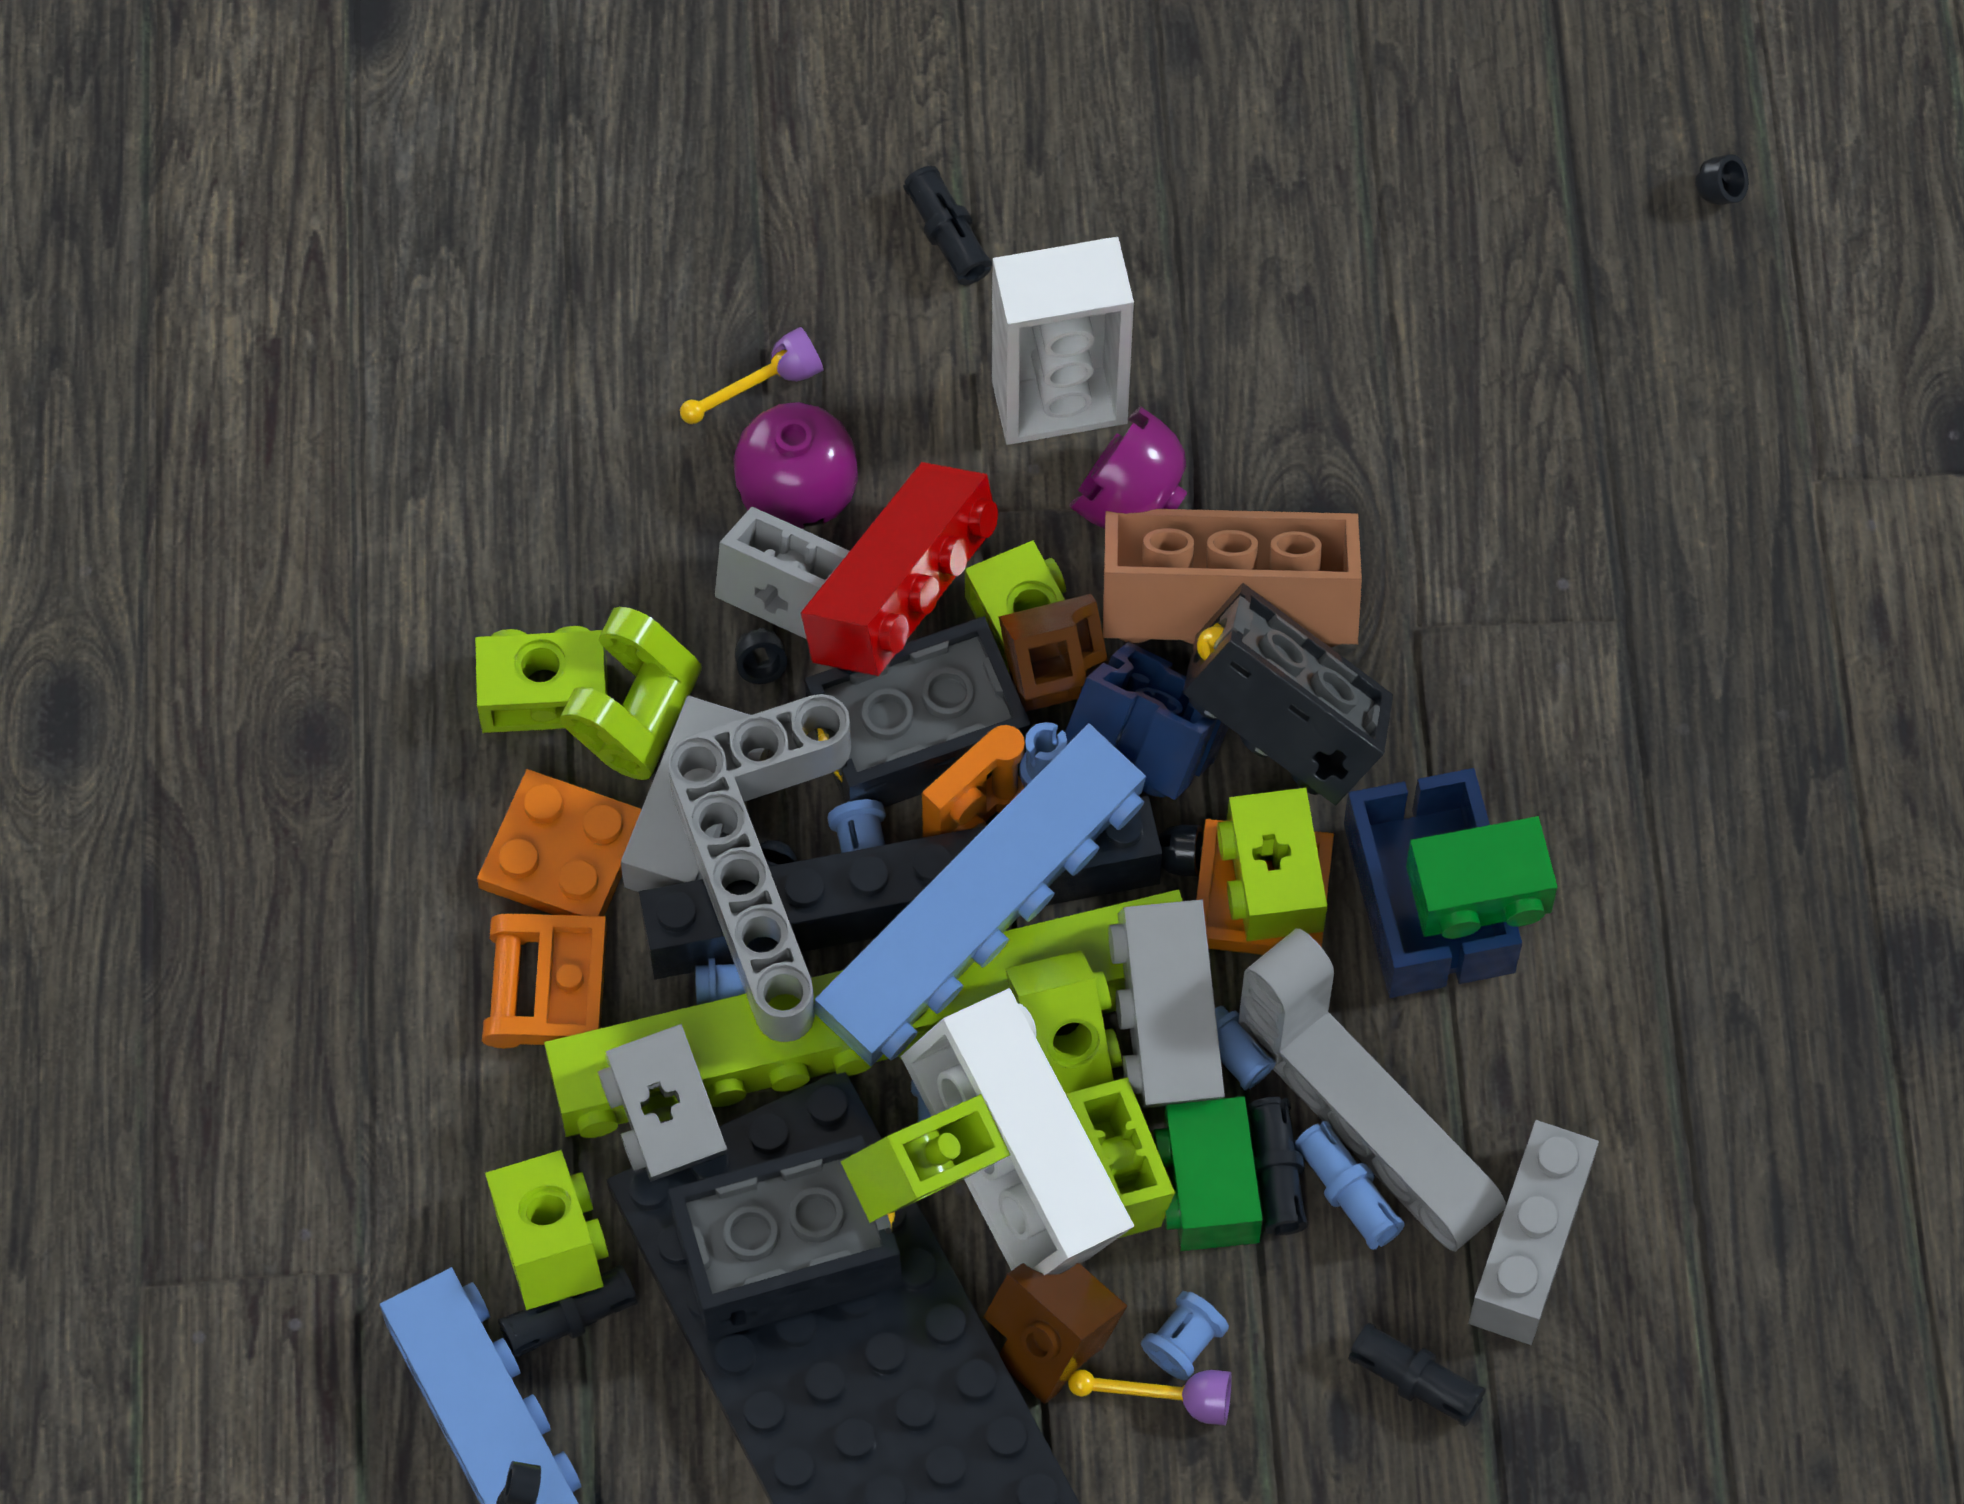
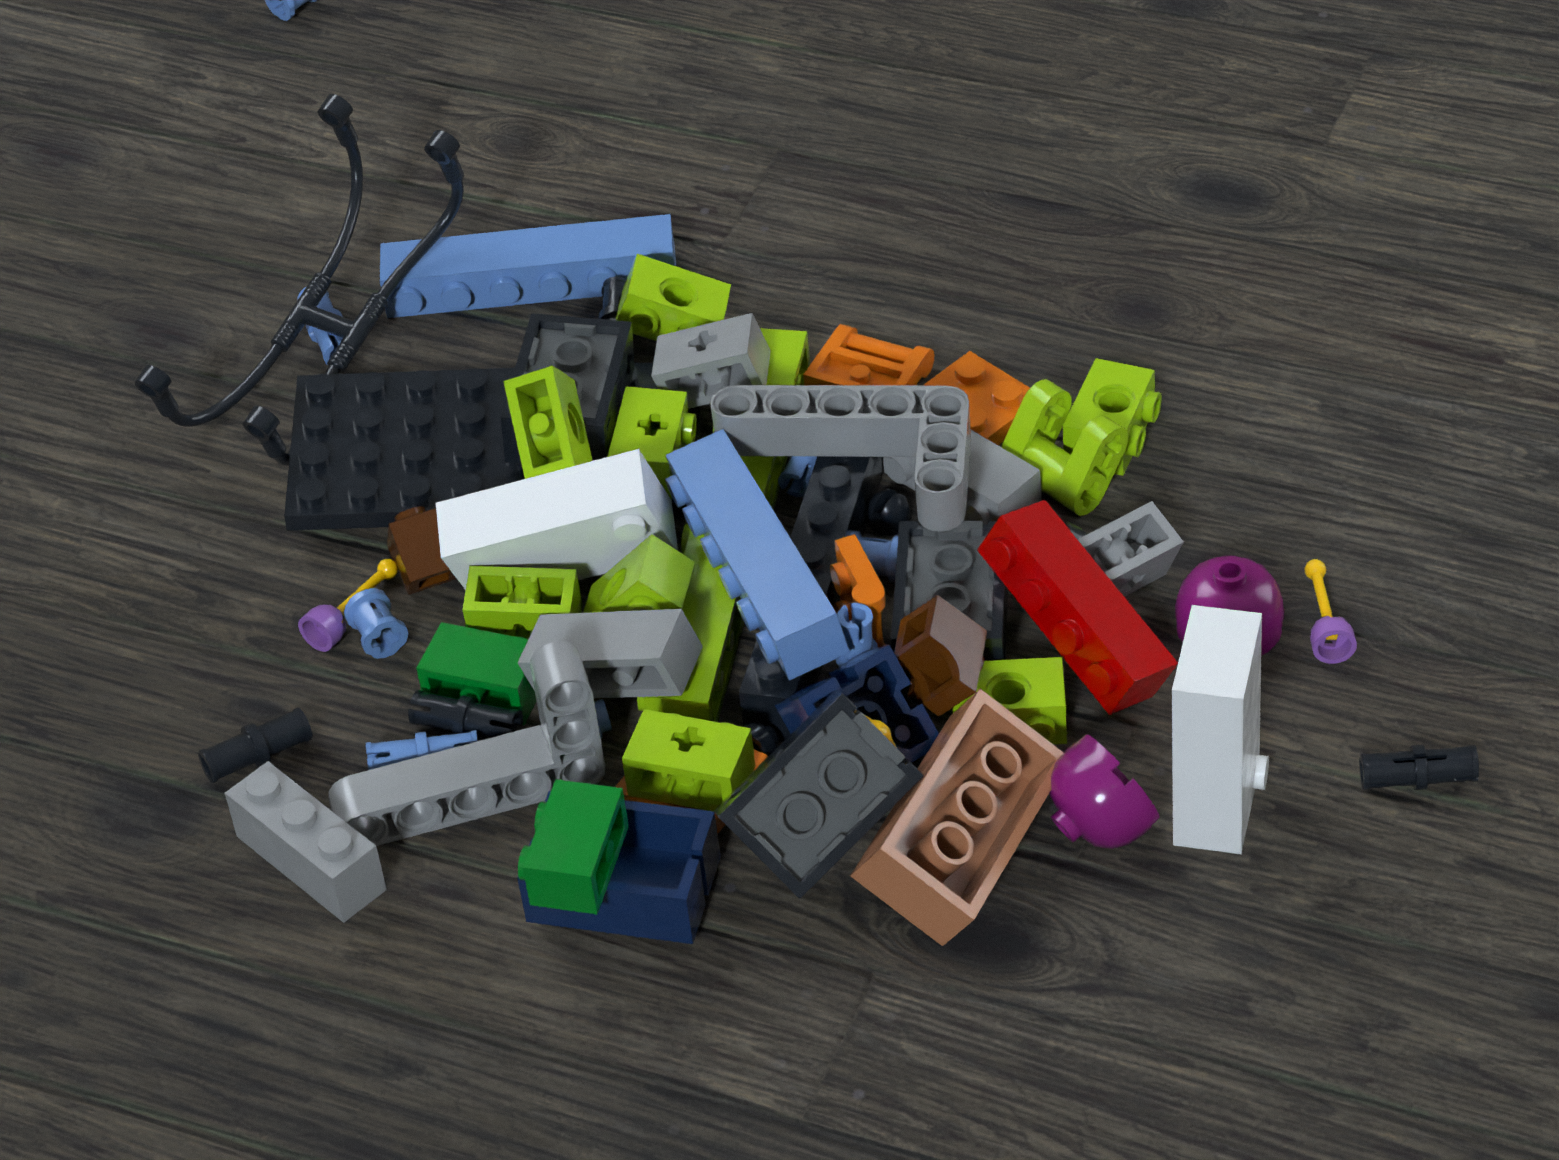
camera: 120 degrees right, 20 degrees down
(836, 1094) = (656, 425): none -> lime brick

